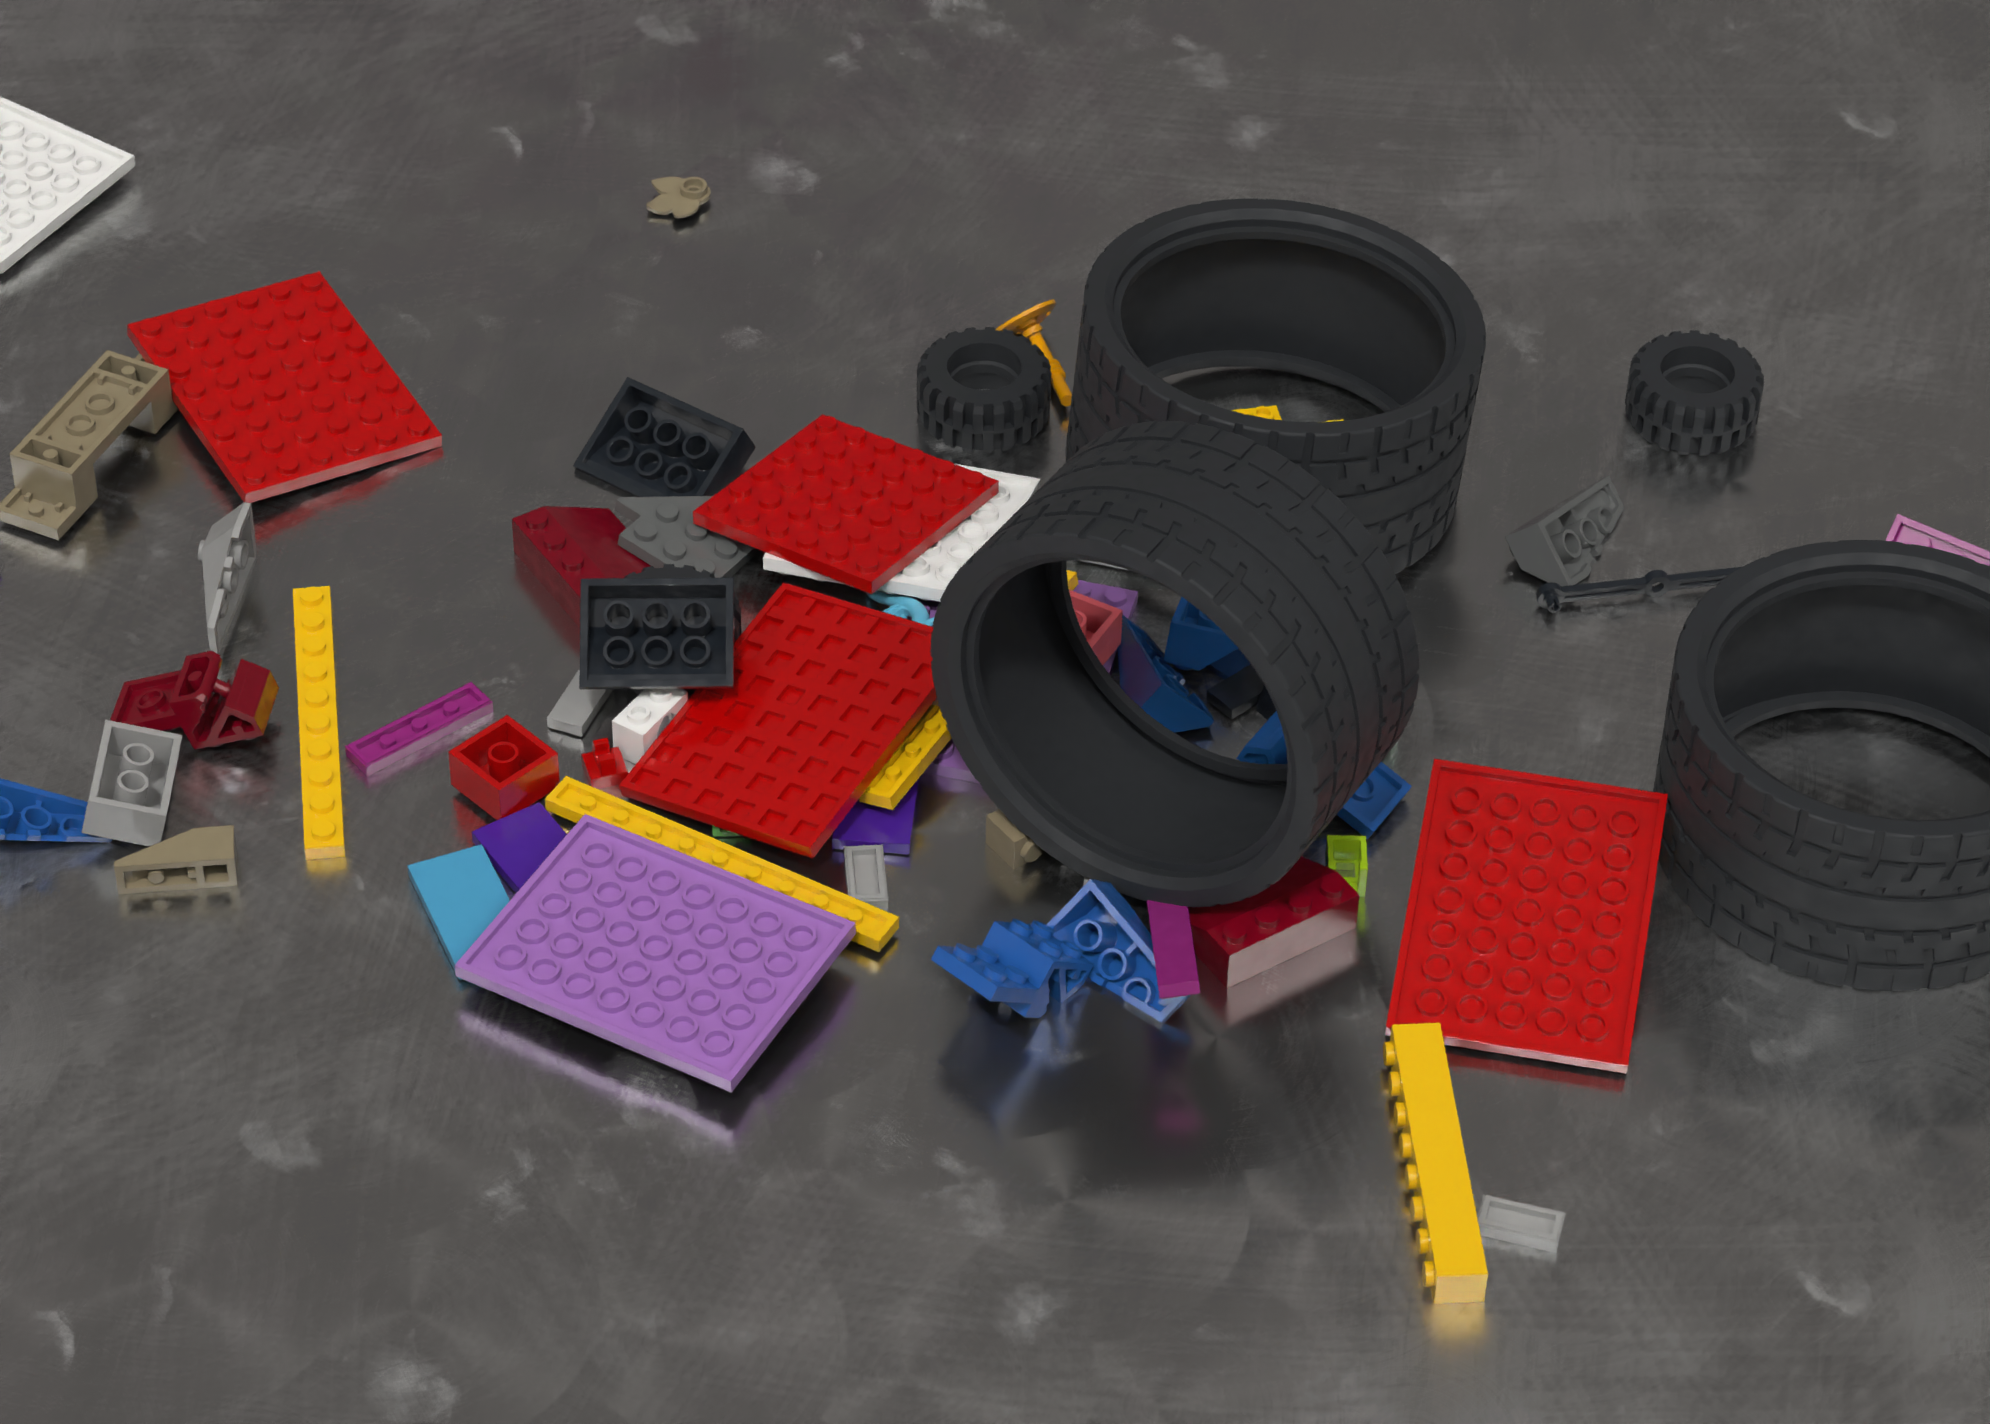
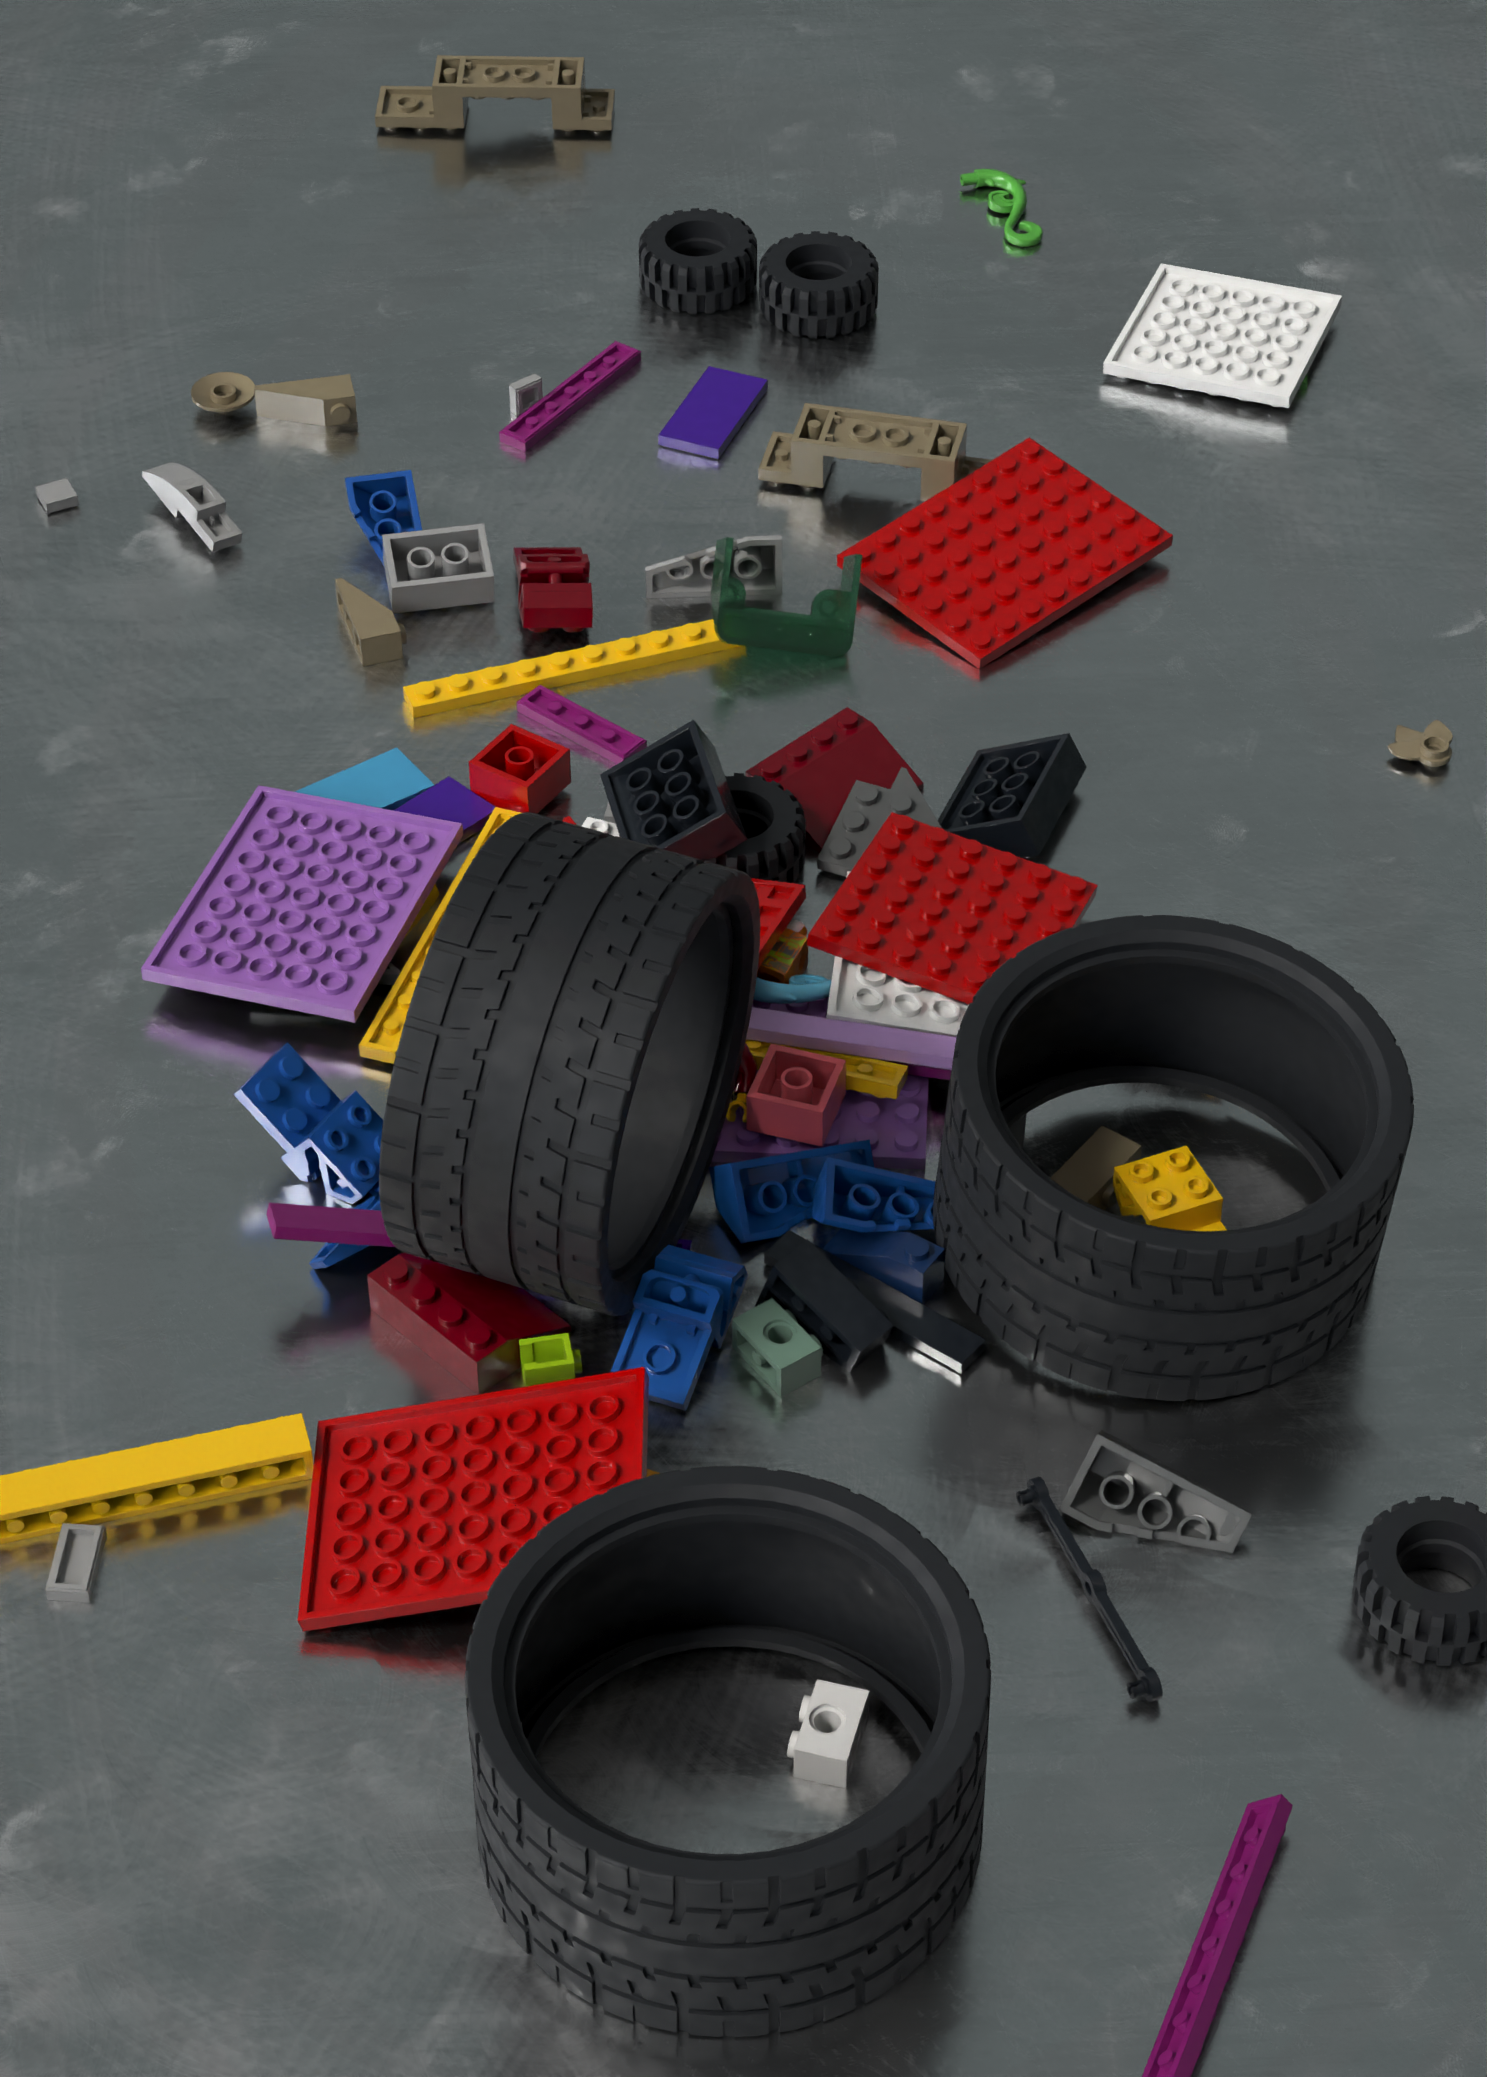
camera: 80 degrees right, 0 degrees up
(342, 527) = (823, 633): none -> clear green windscreen
(1796, 753) = (830, 1733): none -> white brick

